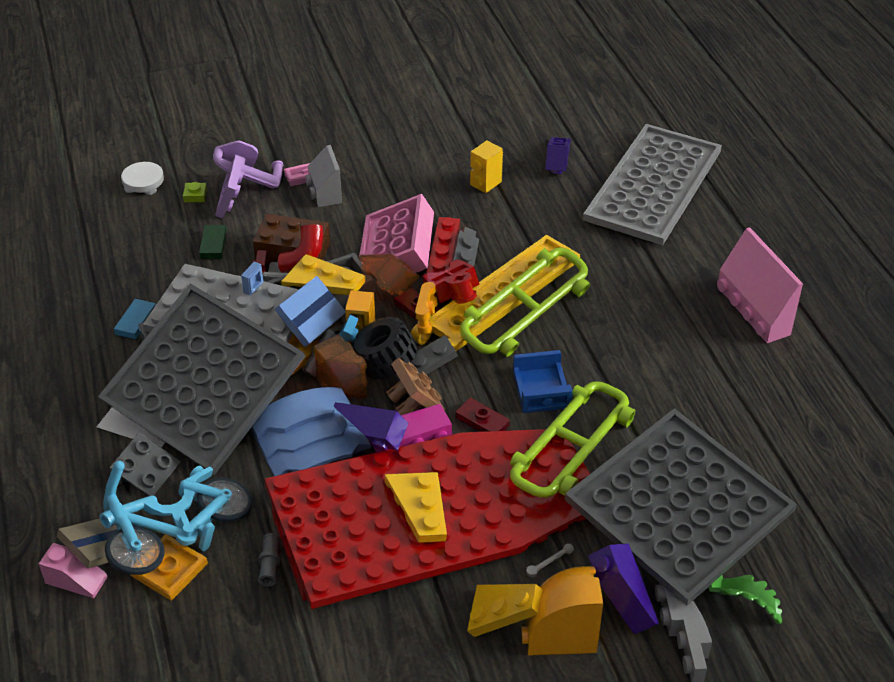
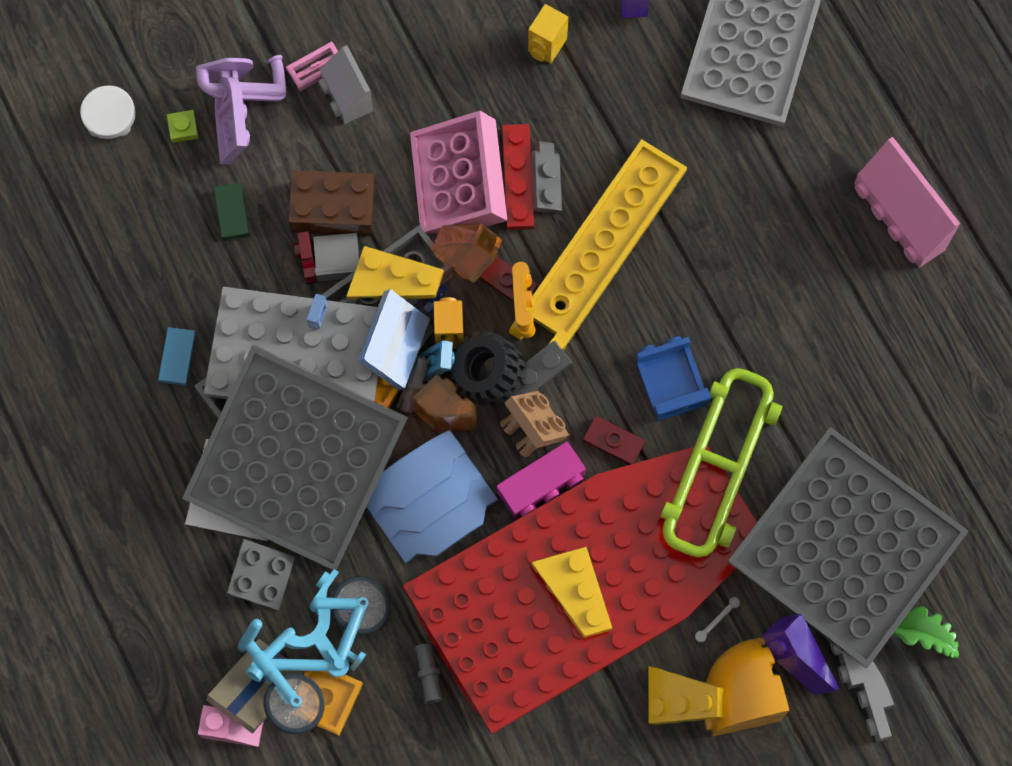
camera: 10 degrees left, 30 degrees up
(309, 245) = (363, 232): red cylinder -> none
(380, 426) = (504, 496): dark purple slope -> none
(455, 282) = (546, 247): red piece -> none
(506, 343) = (690, 218): lime bar -> none

